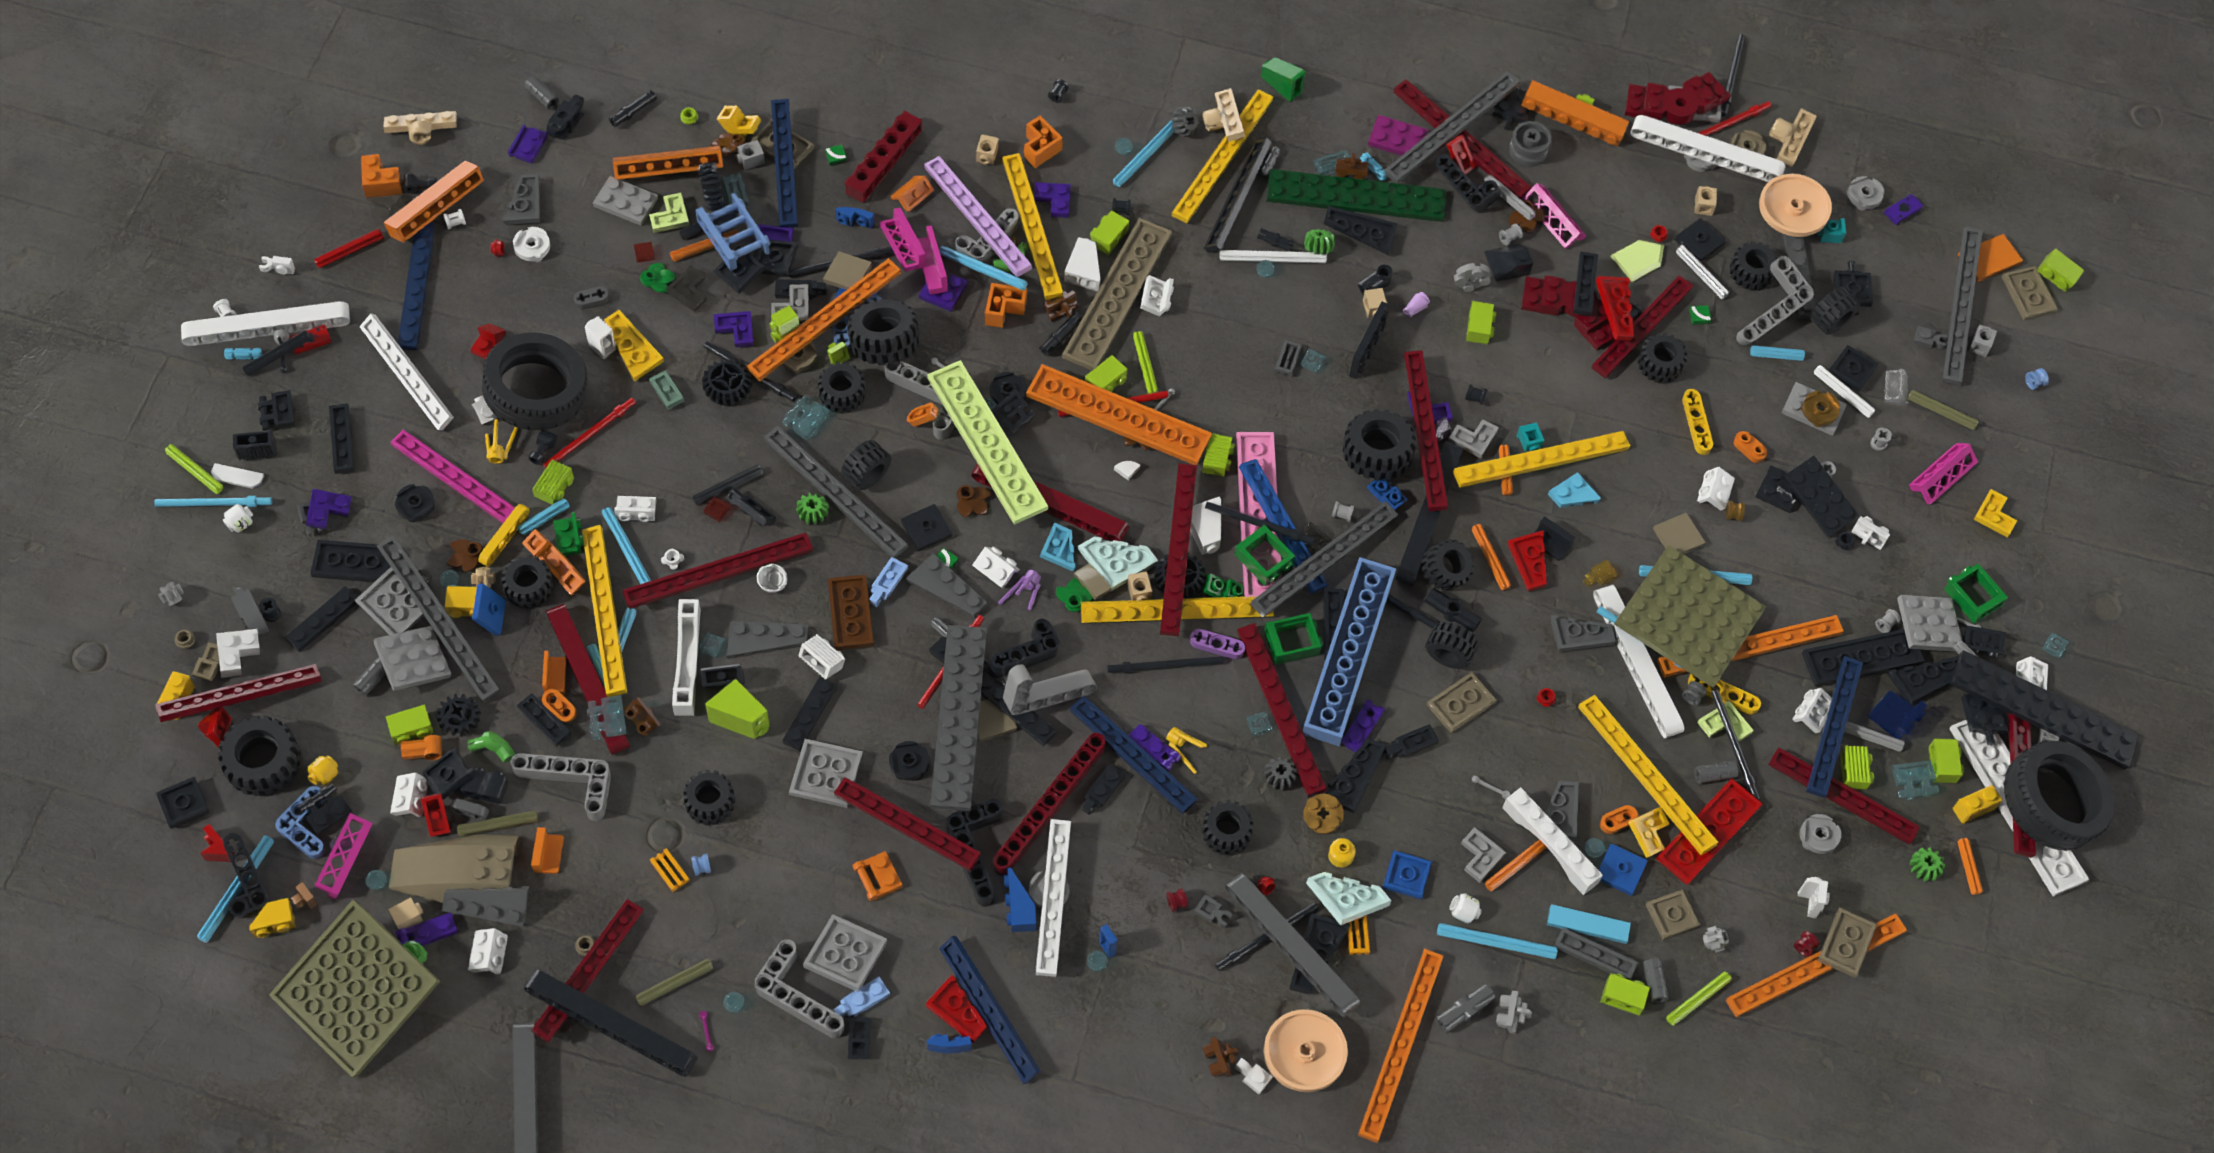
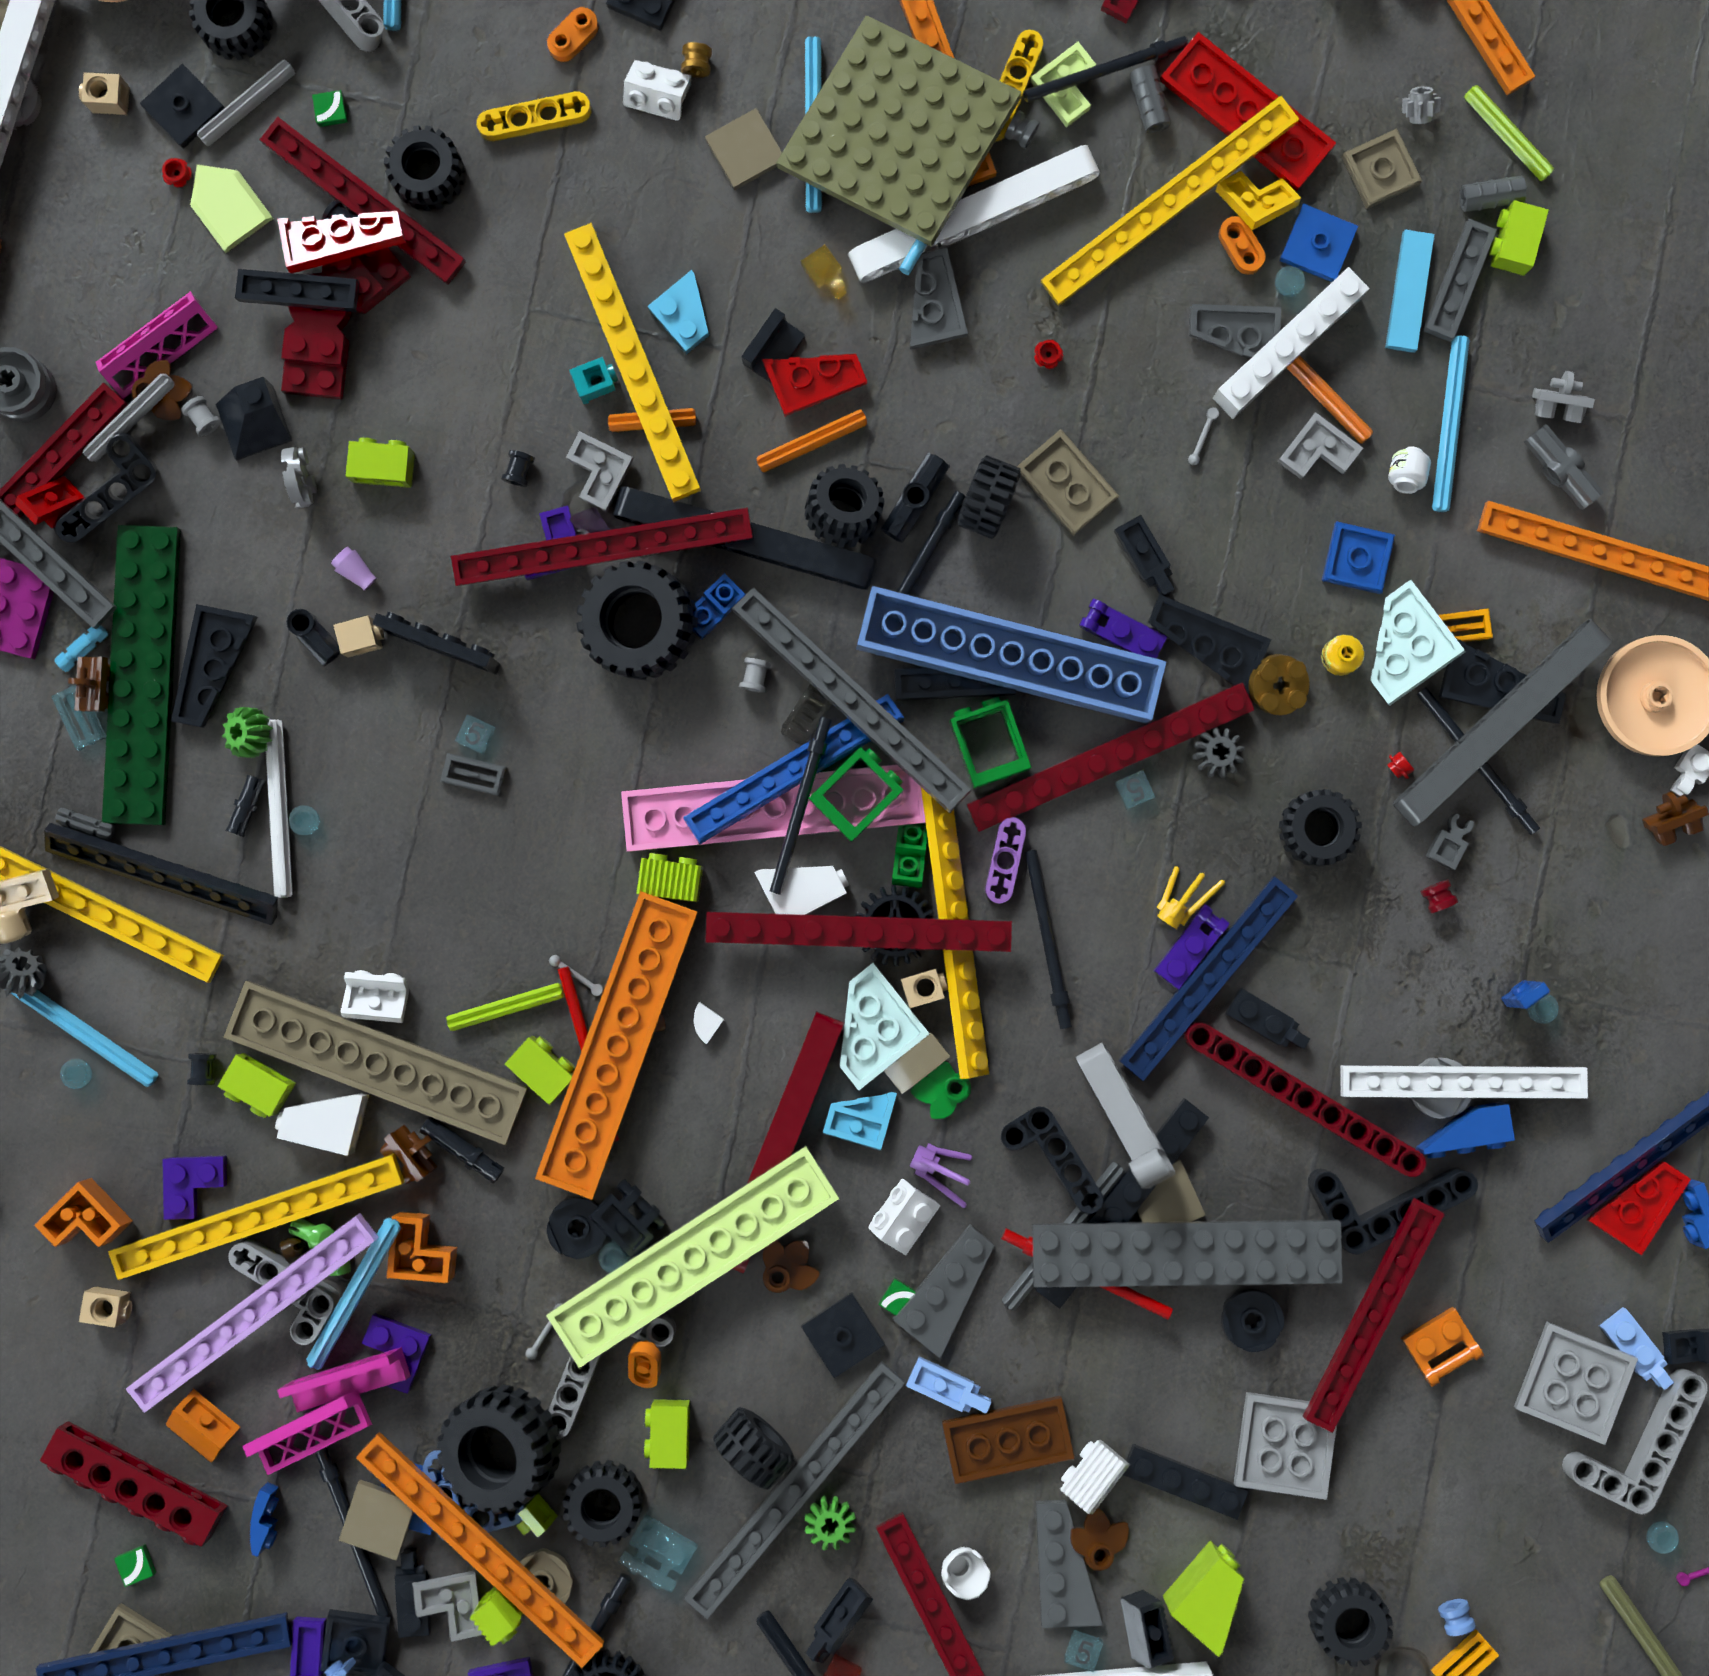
camera: 85 degrees left, 25 degrees up
(783, 659) = (1099, 1535): none -> reddish brown plate
(878, 426) = (668, 1434): none -> lime brick

